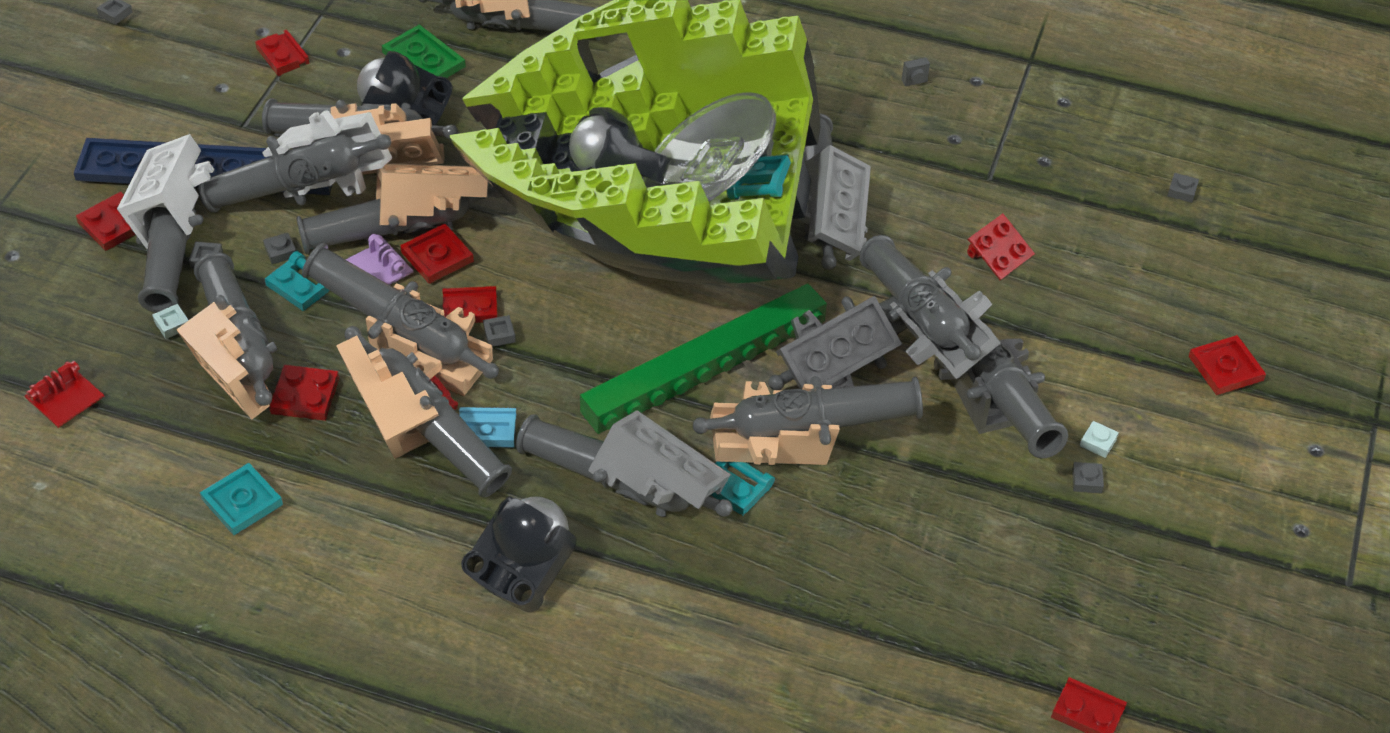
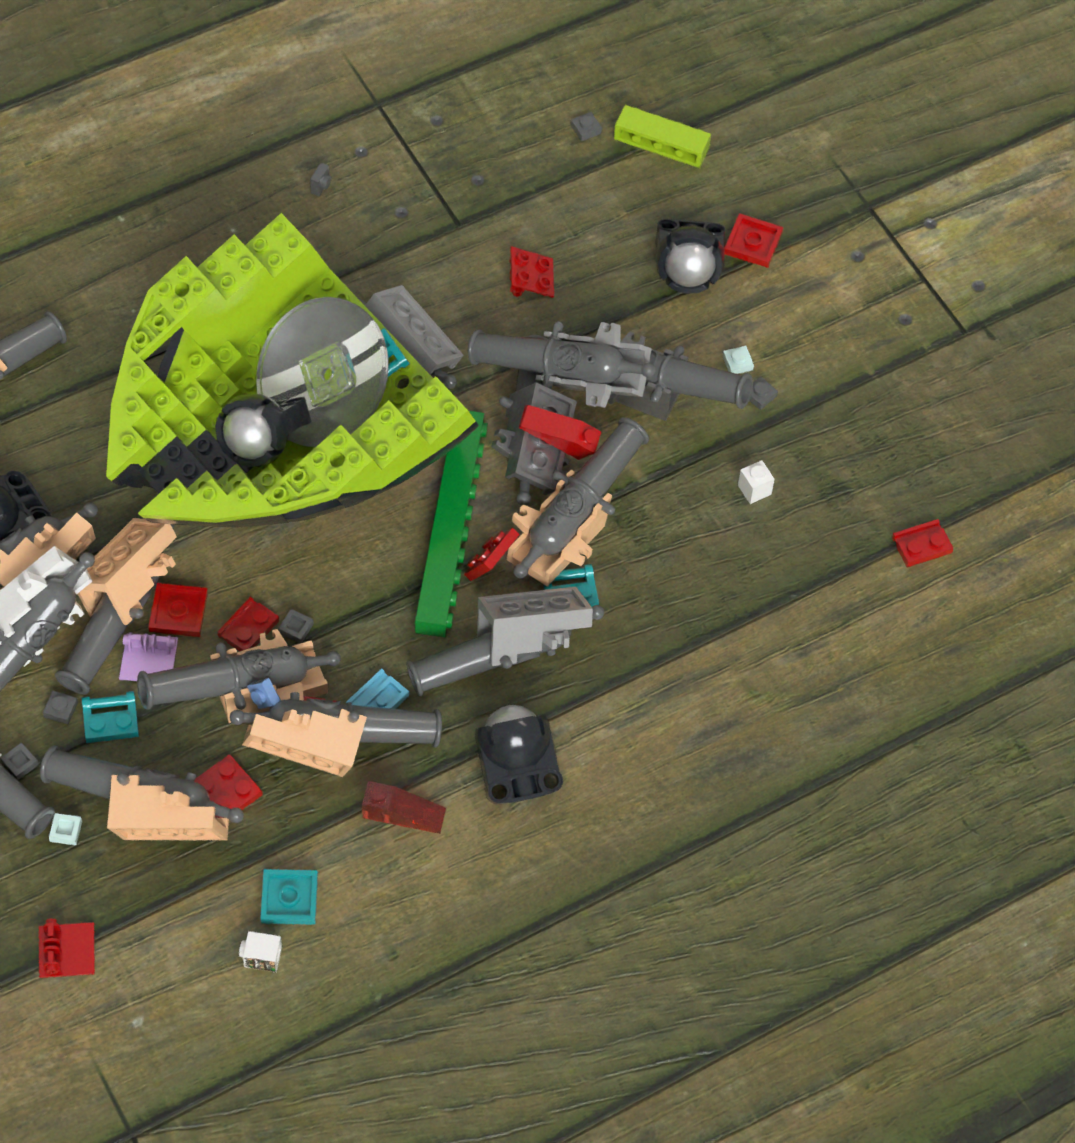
camera: 50 degrees left, 10 degrees up
(171, 515) = (261, 951): none -> white brick
(390, 334) = (263, 693): none -> medium blue plate
(398, 513) = (401, 808): none -> clear red slope
(693, 400) = (493, 550): none -> red plate
(853, 347) = (560, 431): none -> red slope
(991, 533) = (756, 482): none -> white brick
(1149, 326) = (689, 254): none -> piece
(1240, 236) = (662, 136): none -> lime brick

